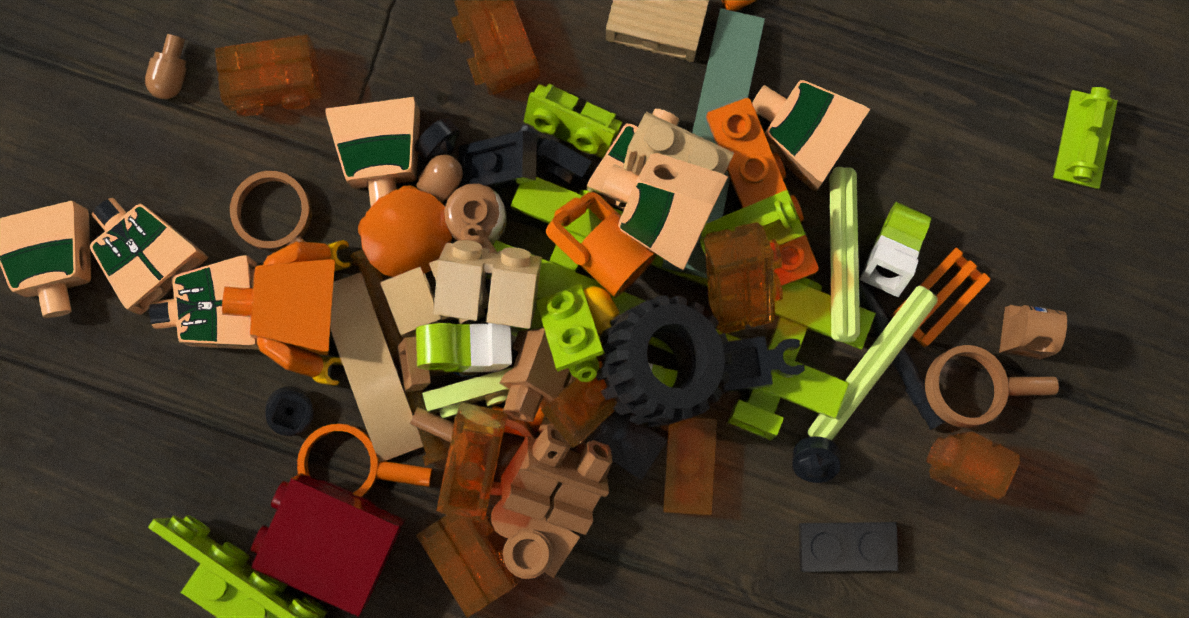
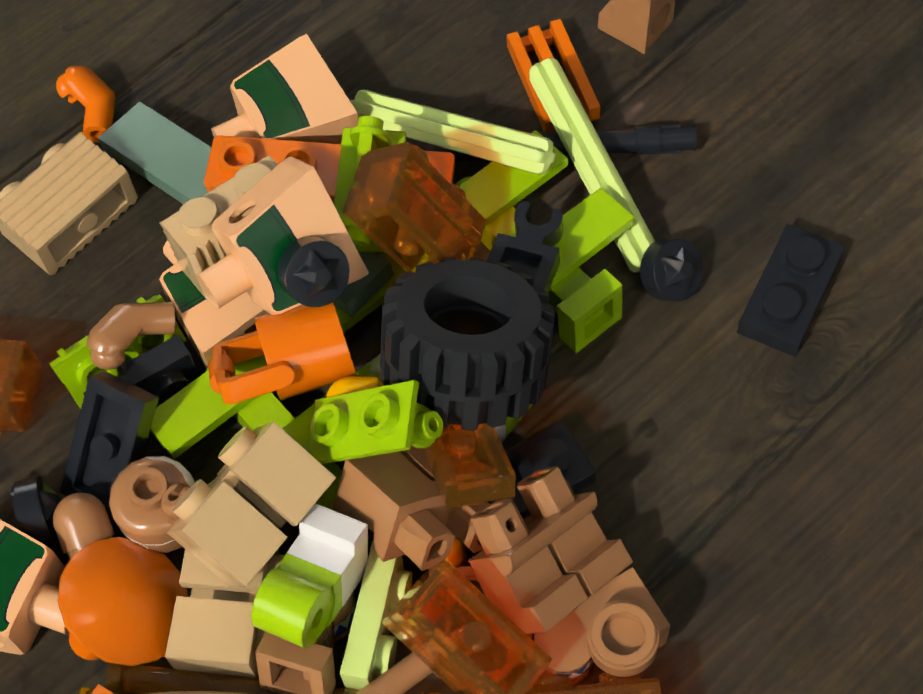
camera: 60 degrees left, 20 degrees down
(575, 124) = (121, 327): none -> medium nougat arm
(653, 239) = (313, 271): none -> black tile
(690, 466) = (608, 410): clear orange plate -> none
(896, 249) = (469, 78): leg -> none
(973, 465) = (762, 106): clear orange brick -> none
(1003, 386) = (686, 57): medium nougat piece -> none

